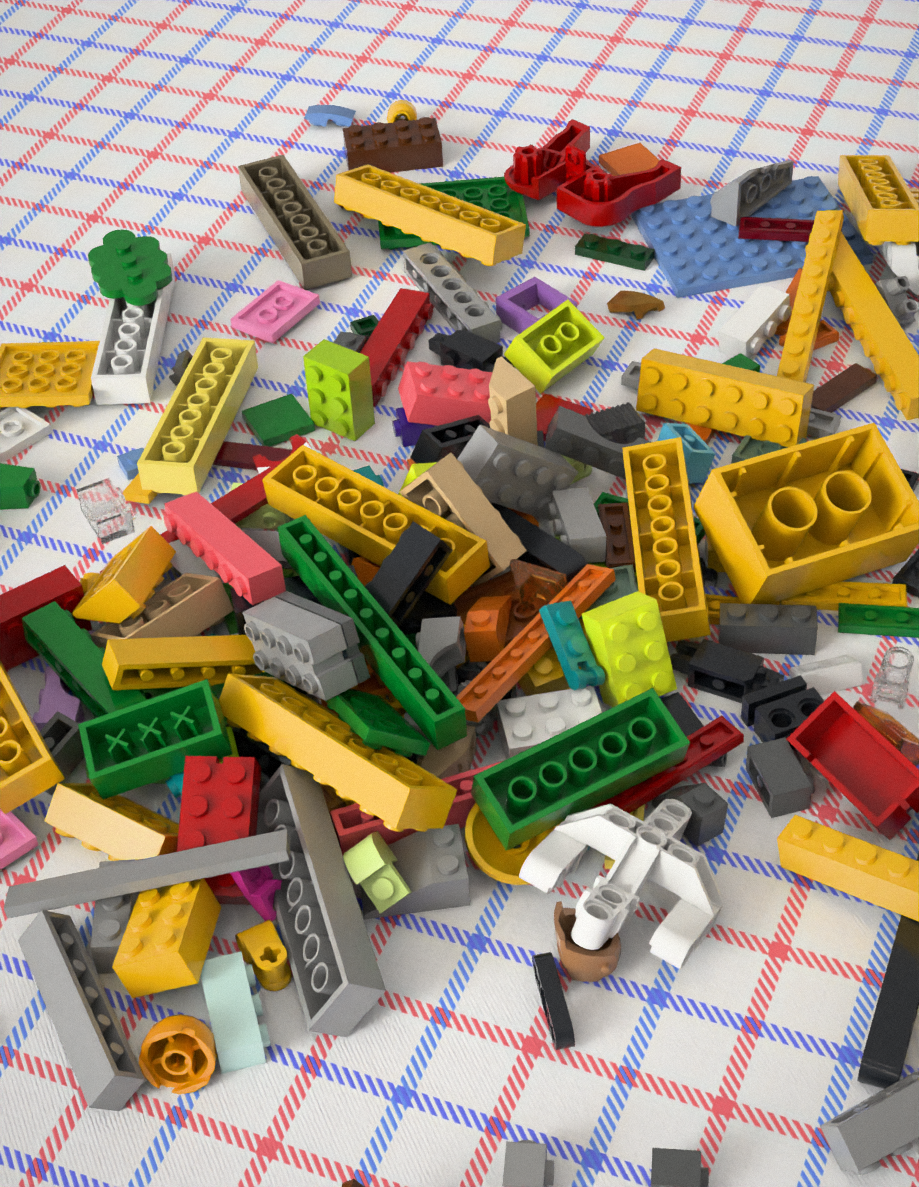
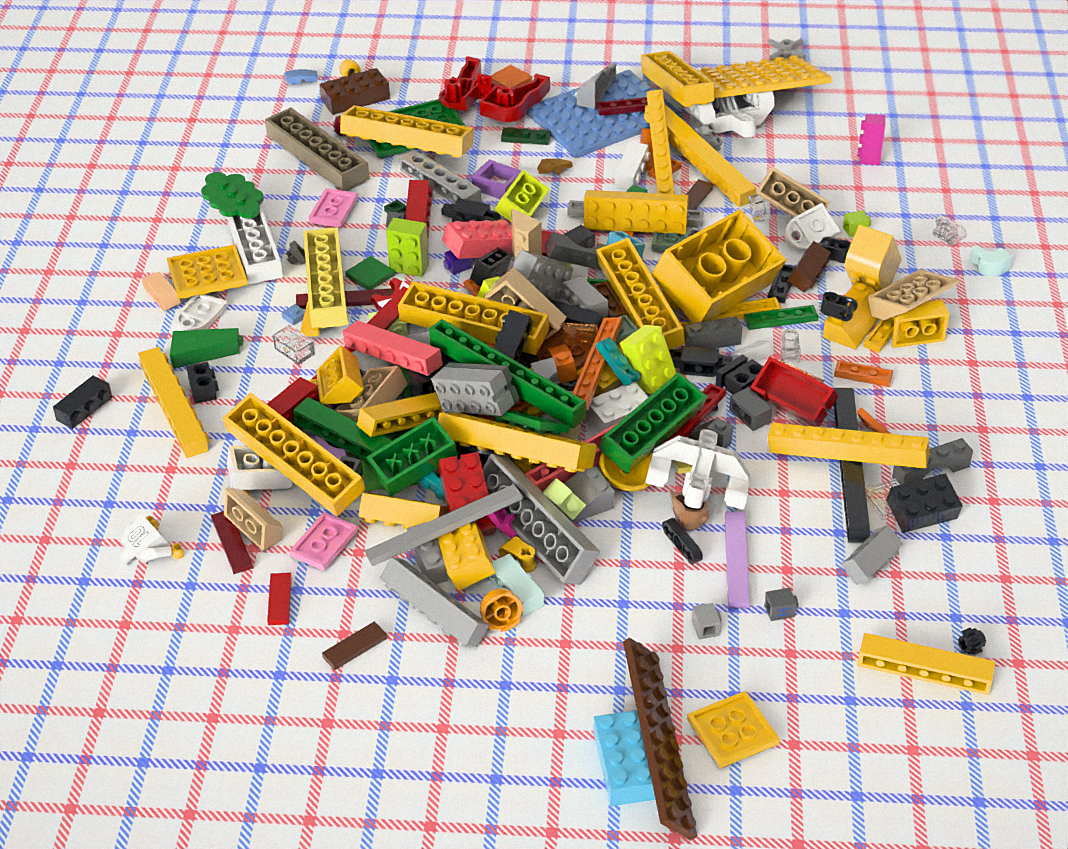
camera: 20 degrees left, 0 degrees up
(636, 1064) = (736, 560): none -> lavender tile

